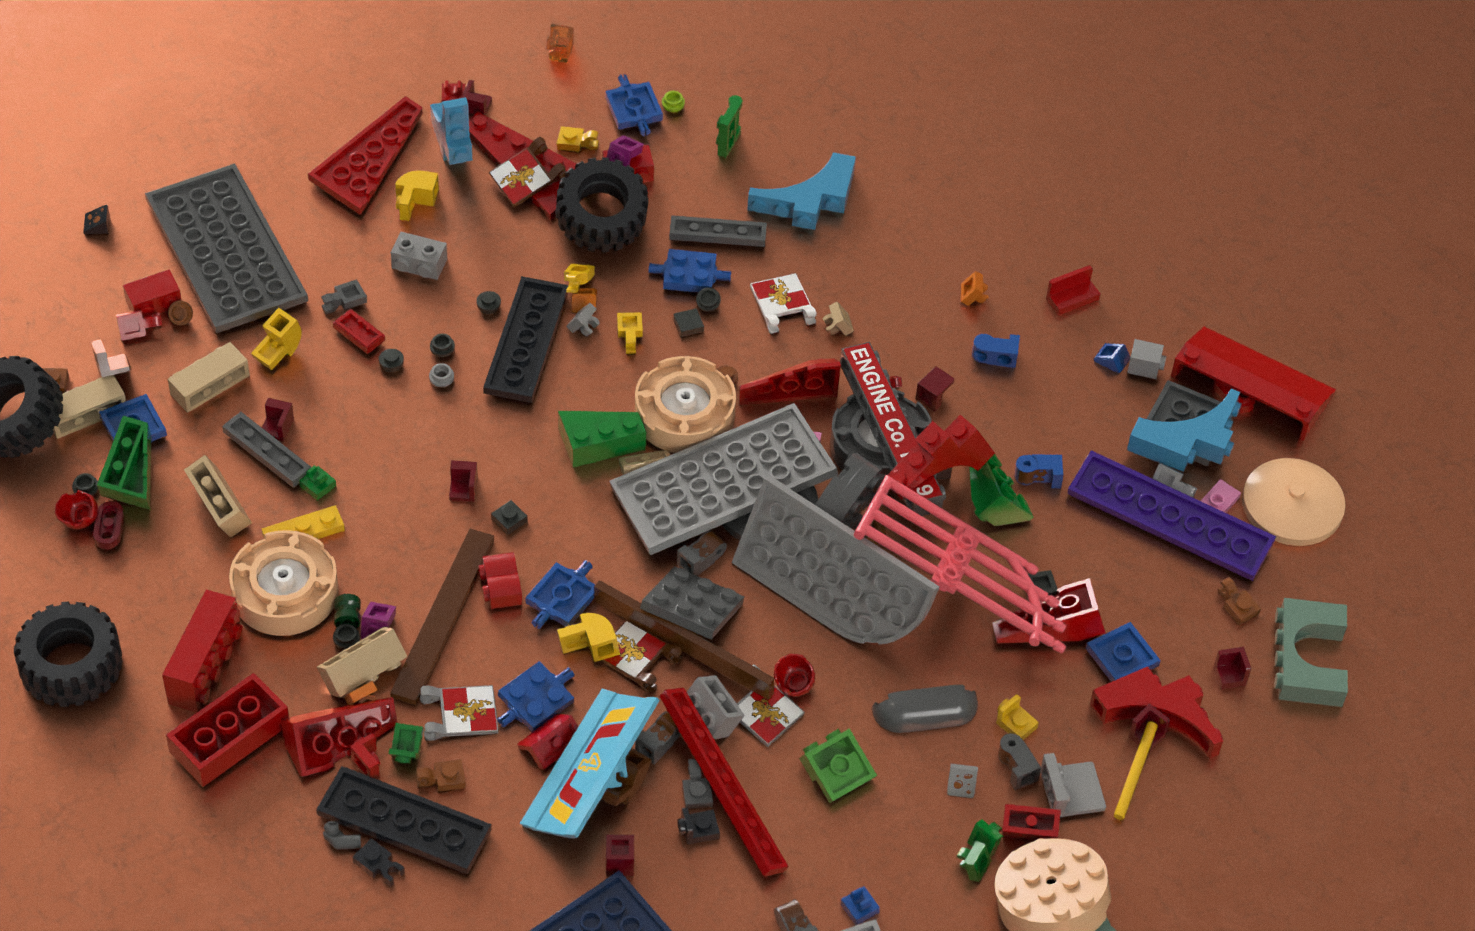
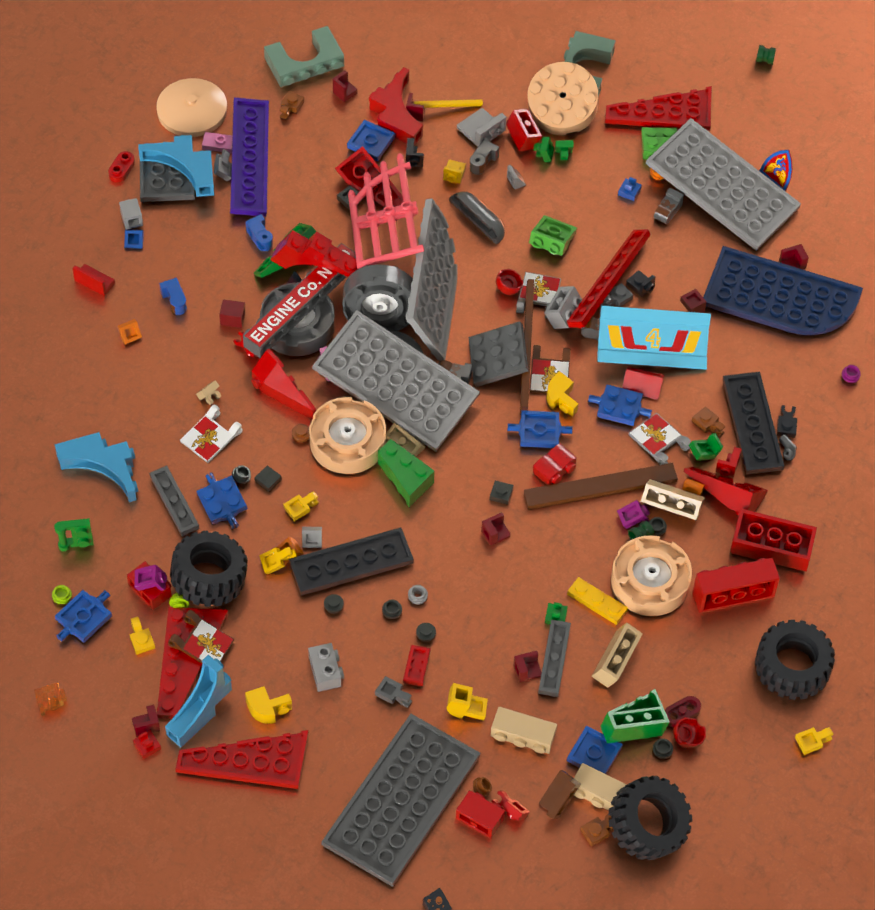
camera: 120 degrees left, 5 degrees up
(1072, 682) = (415, 159): none -> black bracket
(1255, 376) = (105, 158): red slope -> none

